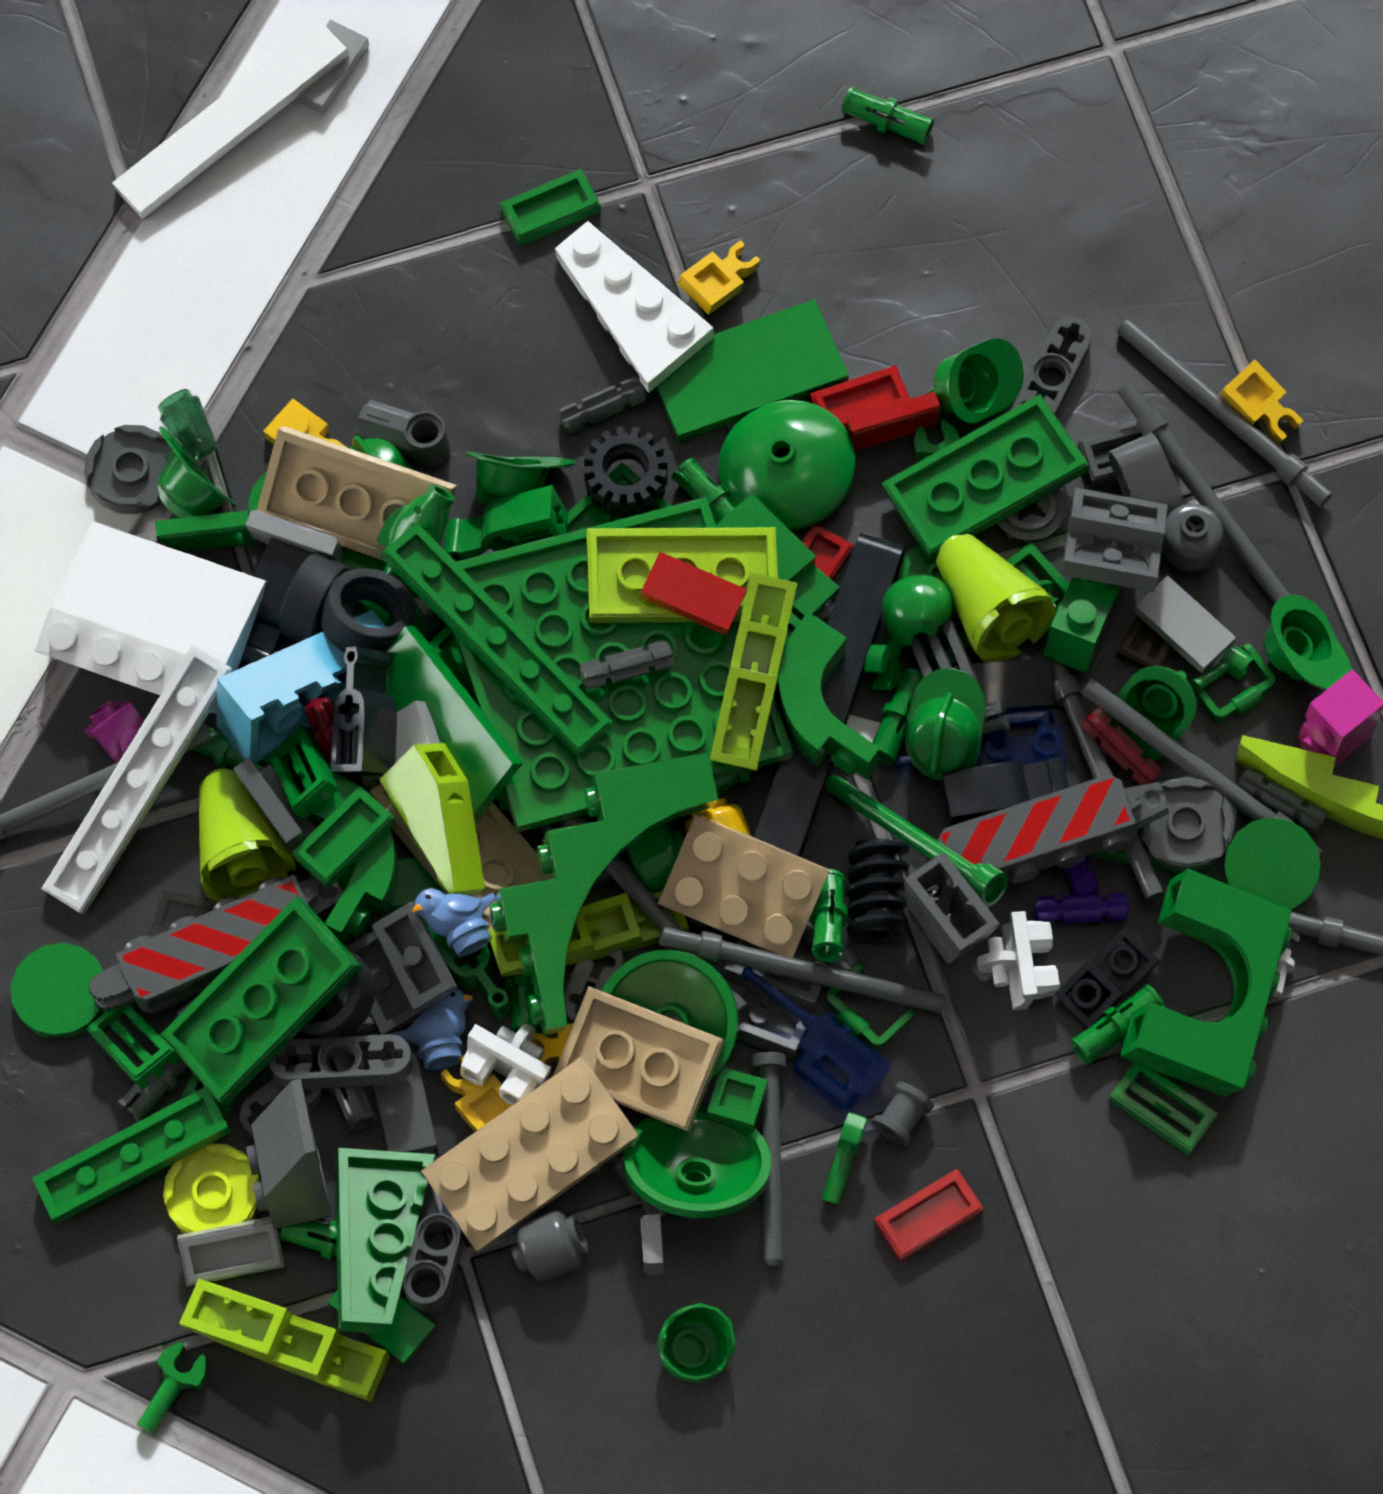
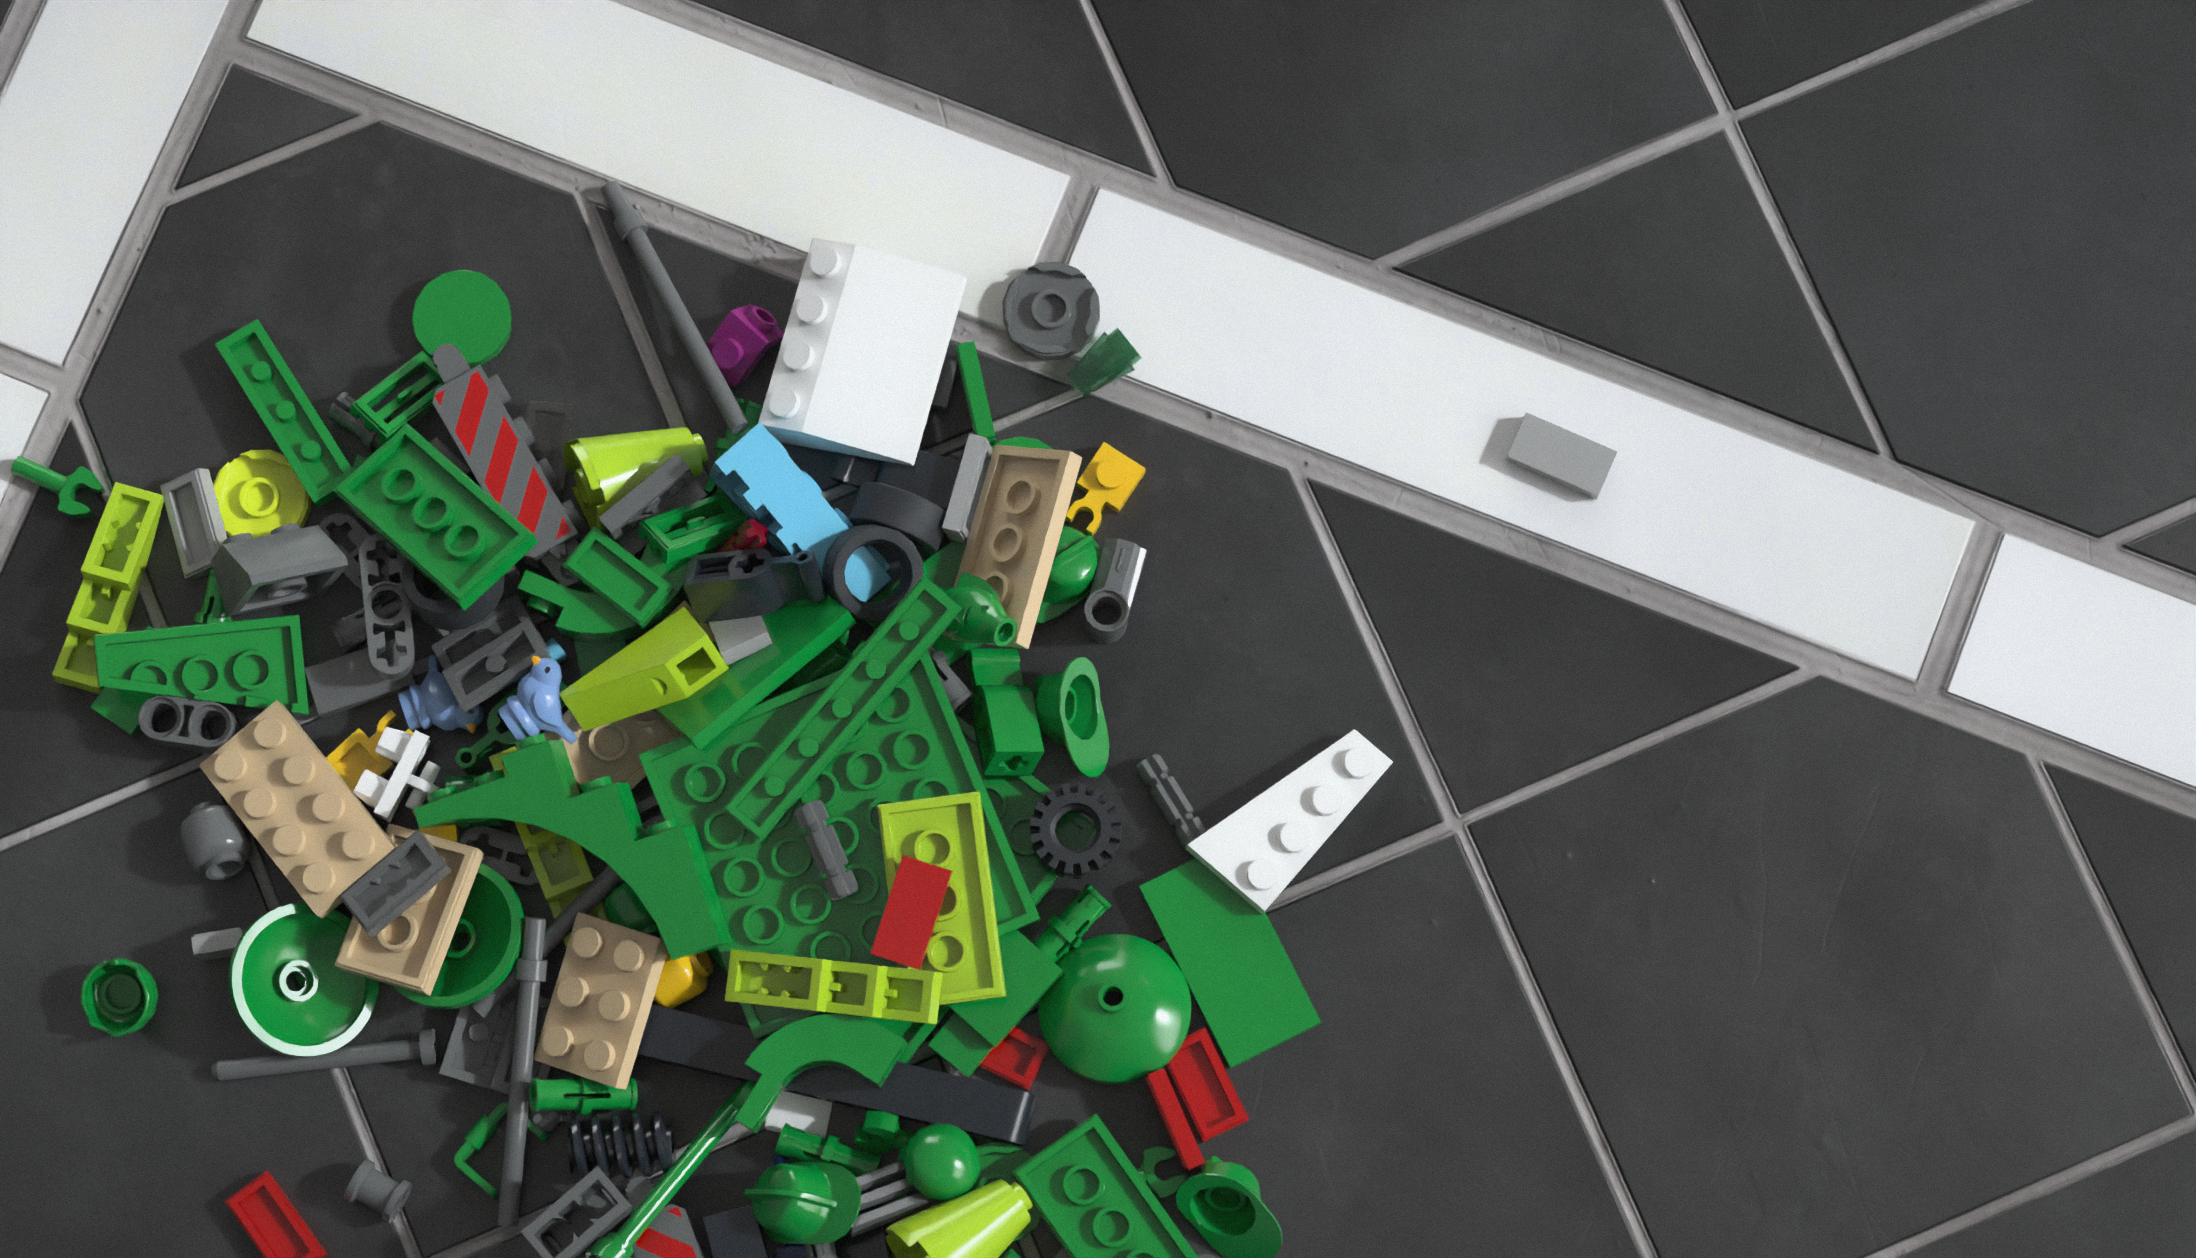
camera: 85 degrees right, 10 degrees up
(137, 780) = (681, 363): white tile -> none
(185, 486) = (1033, 371): green piece -> none
(230, 119) = (1480, 360): white tile -> none
(550, 207) = (1411, 720): green tile -> none
(616, 1059) = (395, 883): none -> dark grey plate
(715, 280) = (1333, 908): yellow plate -> none
(737, 1098) = (378, 1016): green tile -> none
(836, 1042) = (451, 1111): clear blue piece -> none
(848, 1146) = (329, 1134): green bar -> none
(860, 103) = (1564, 1086): green pin -> none

